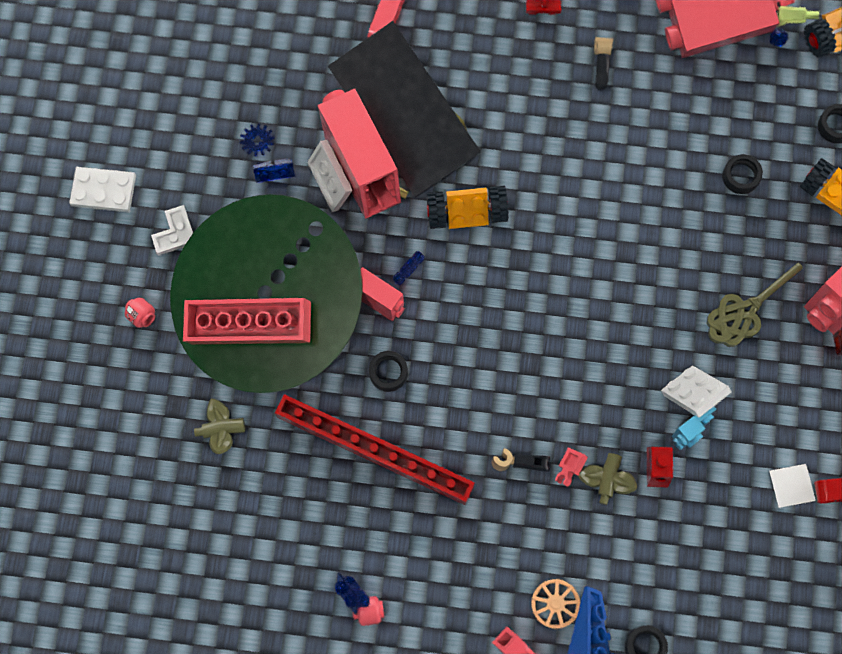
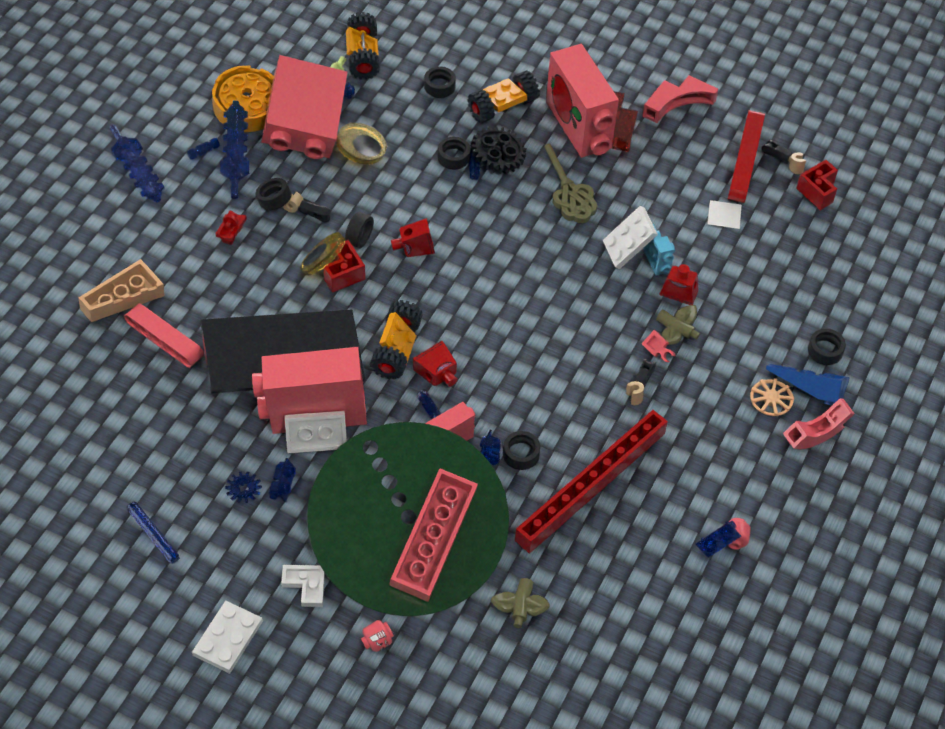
camera: 75 degrees left, 20 degrees down
(182, 85) = (153, 532): none -> clear blue axle
(370, 337) = (491, 448): none -> clear blue hinge
(457, 257) = (436, 365): none -> red torso
(534, 129) = (345, 269): none -> red brick
(539, 98) = (322, 254): none -> clear yellow piece
(589, 120) = (359, 229): none -> black tyre
(601, 34) = (269, 187): none -> black tyre
(602, 179) = (415, 239): none -> red torso
(709, 79) = (361, 143): none -> clear yellow piece
(736, 200) = (474, 168): none -> clear blue axle
(777, 230) = (498, 149): none -> black gear

